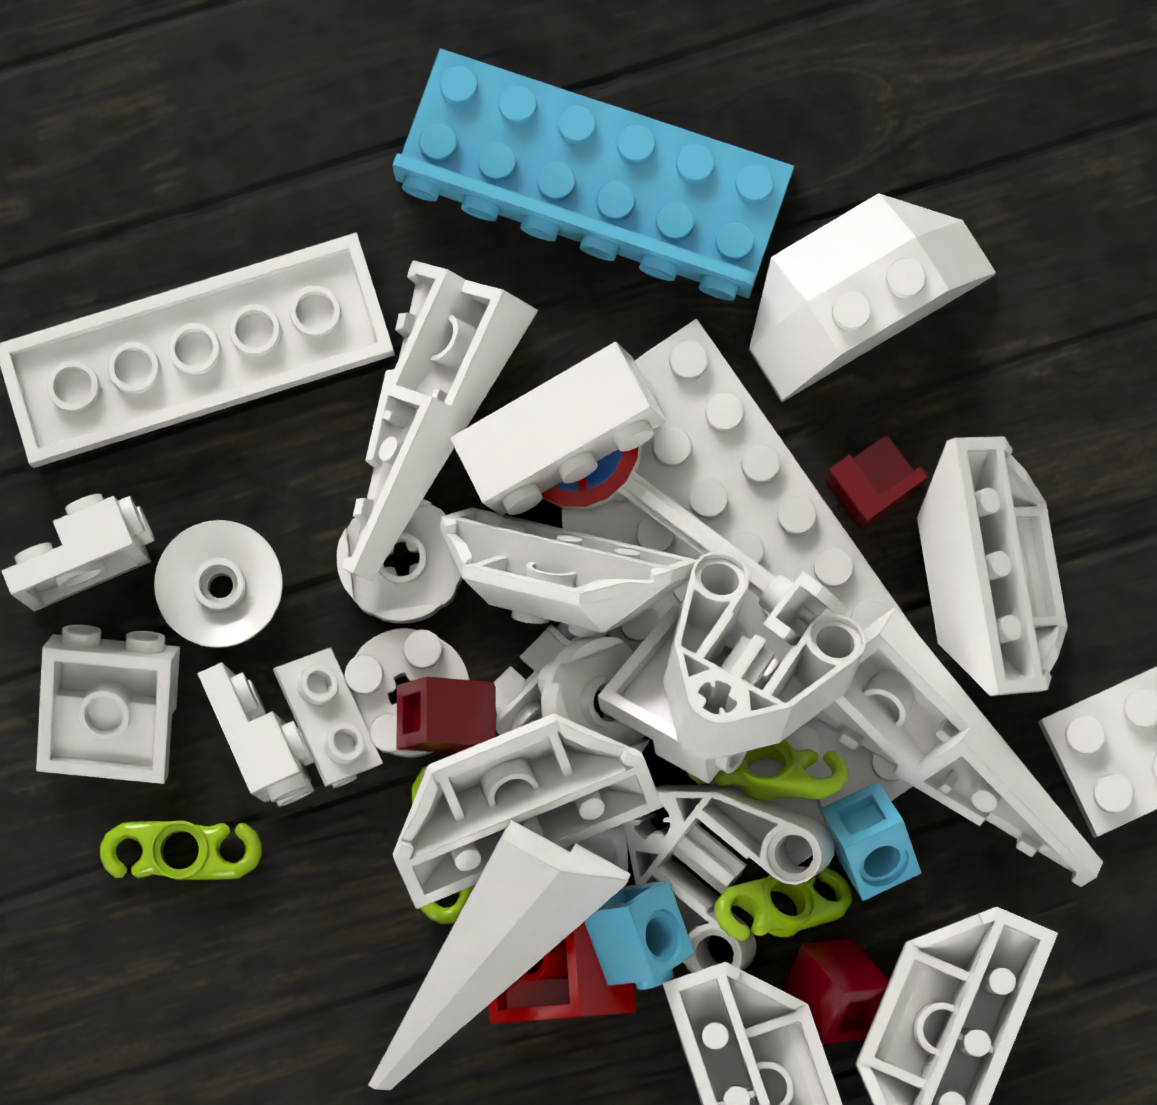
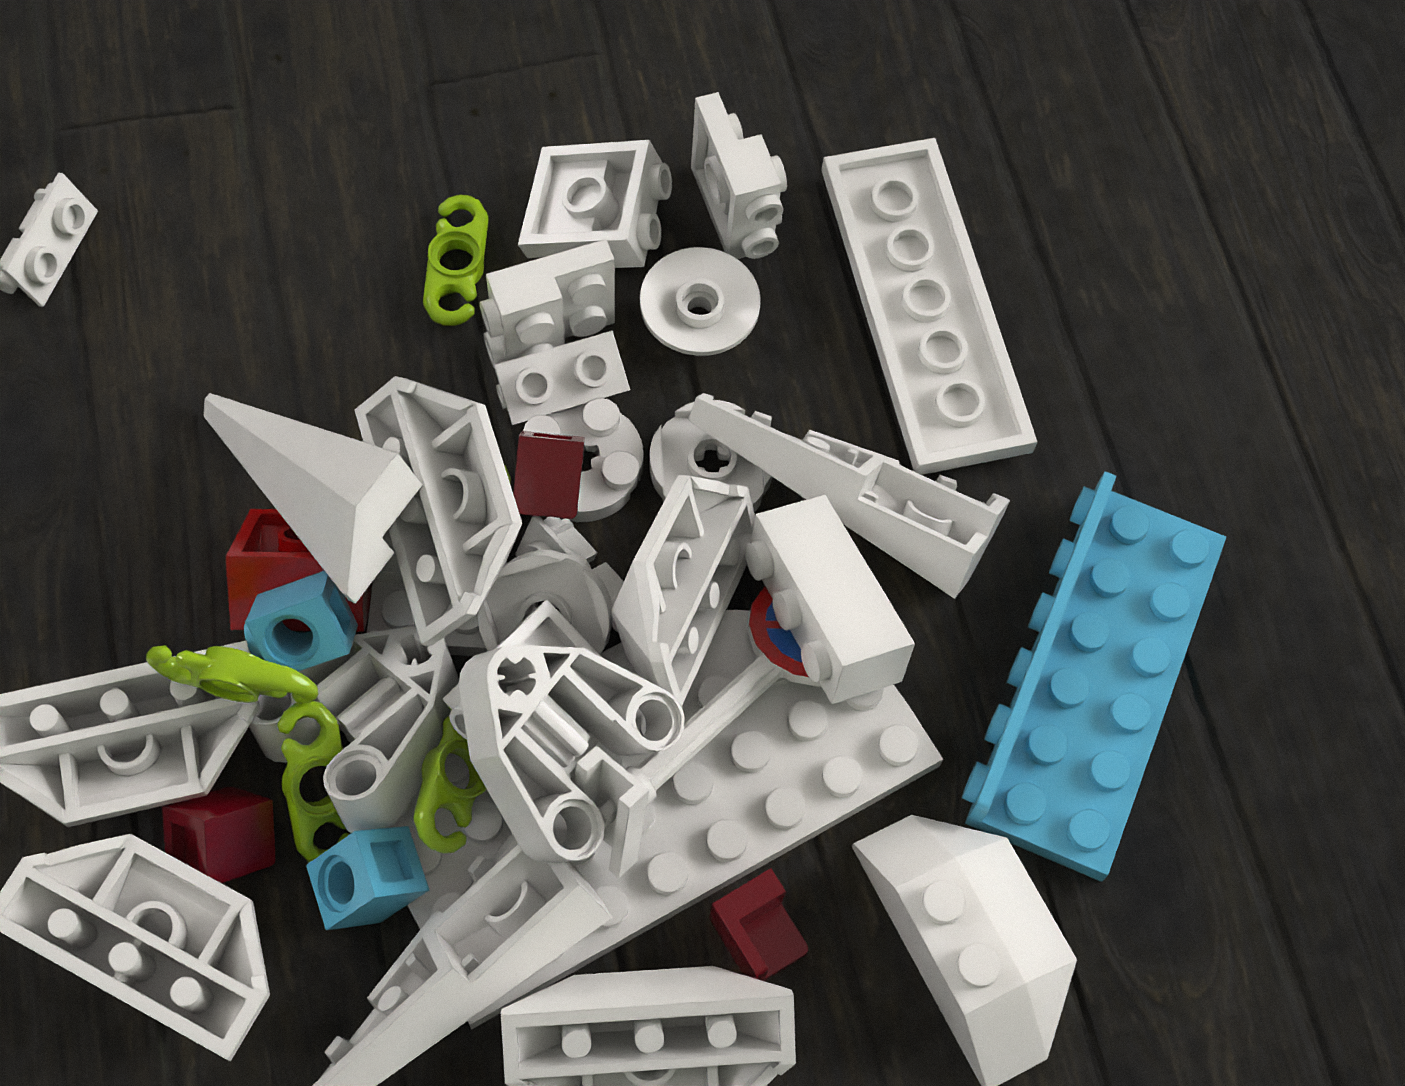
camera: 85 degrees right, 15 degrees down
(709, 983) = (232, 674): none -> lime piece

